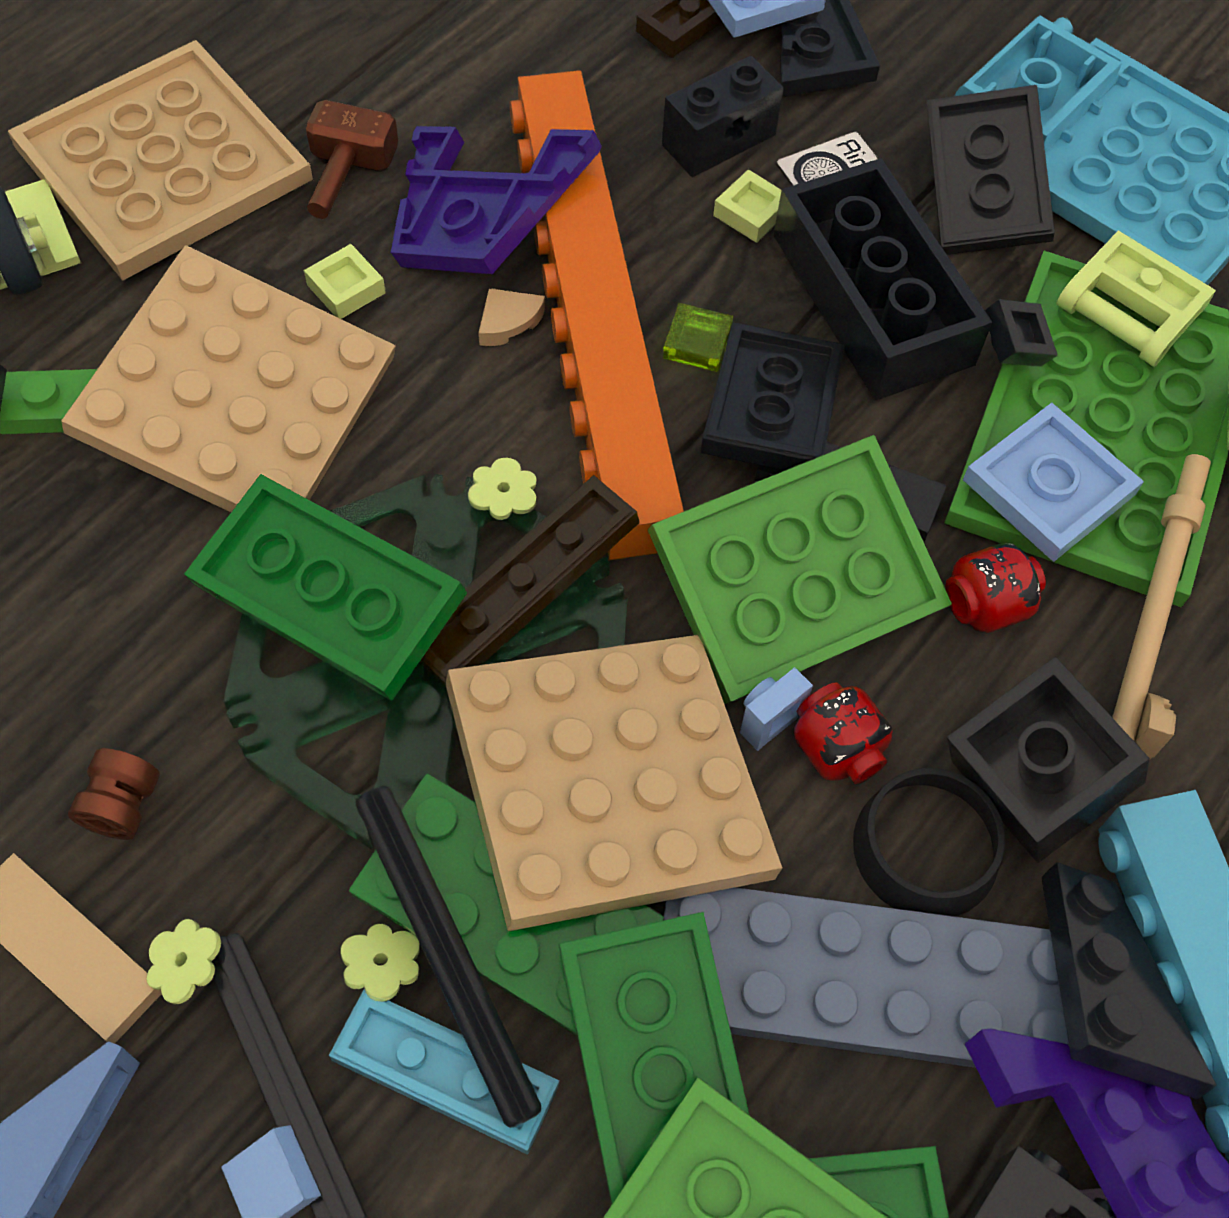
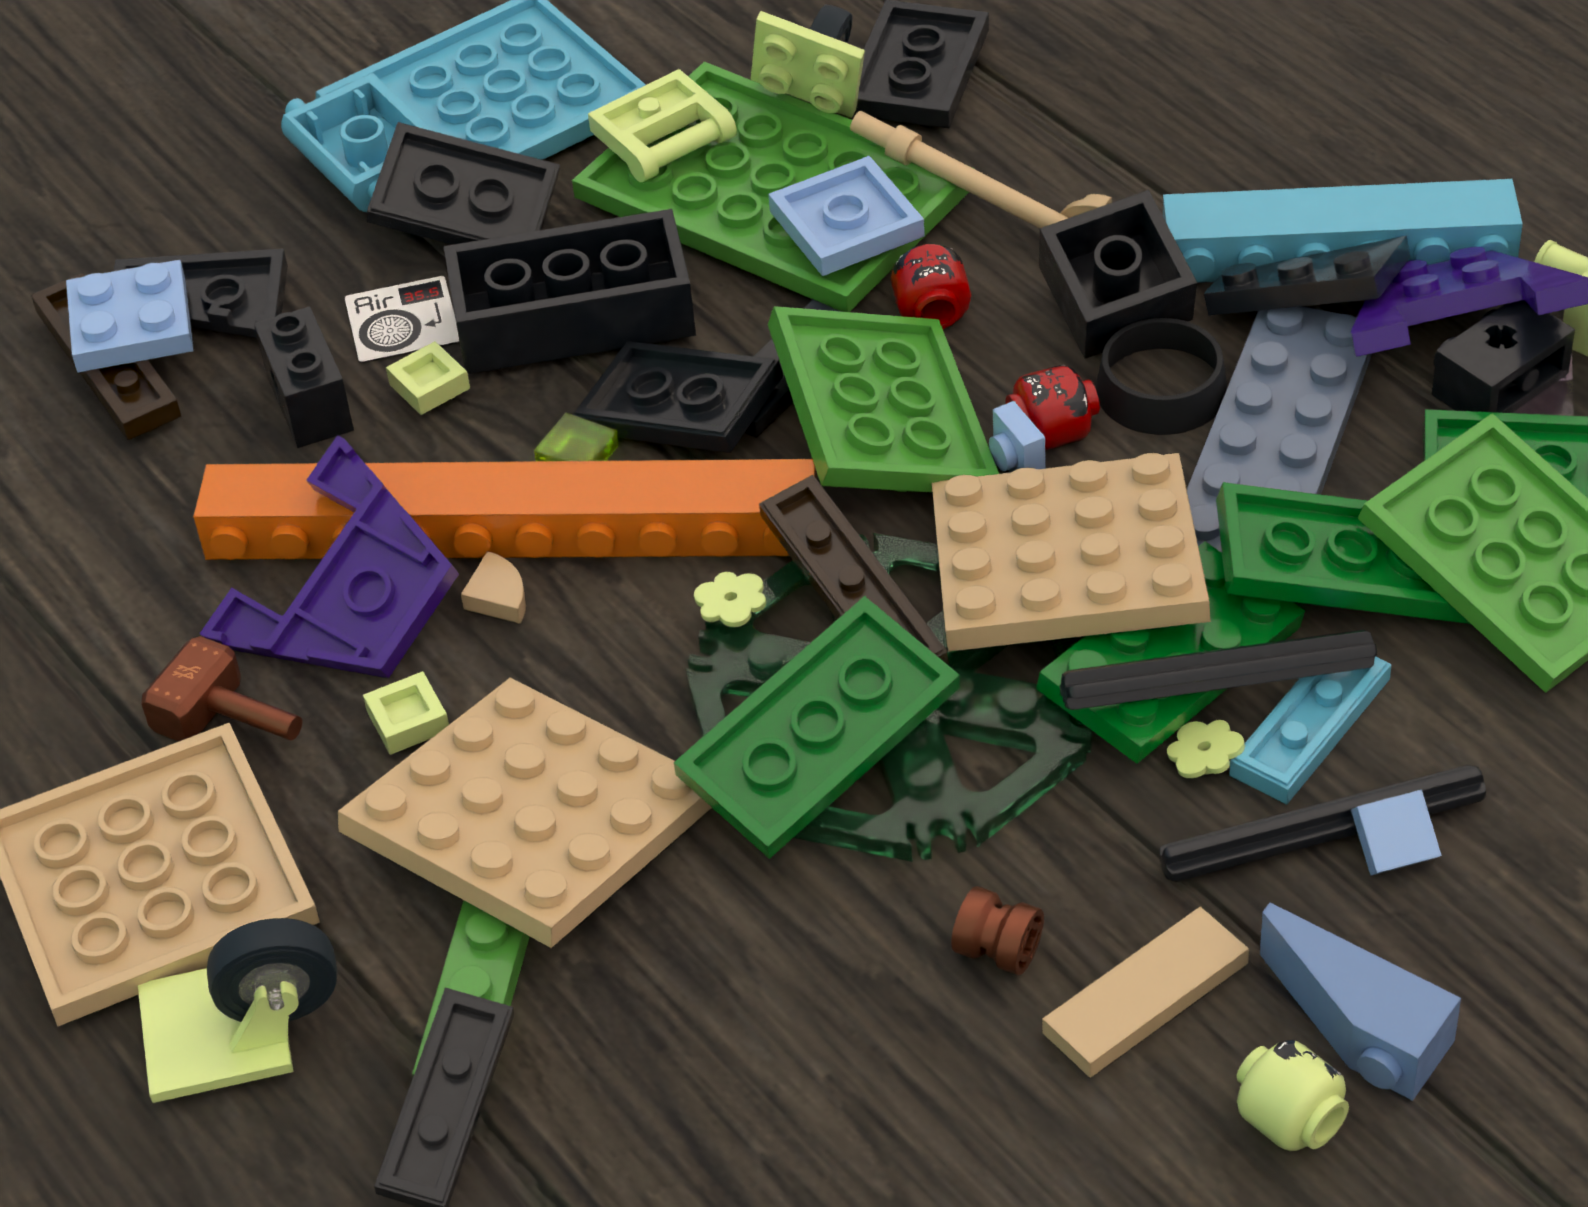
camera: 70 degrees left, 15 degrees down
(182, 960) = (1180, 859): yellowish green plant -> none
(1020, 333) = (687, 201): black plate -> none

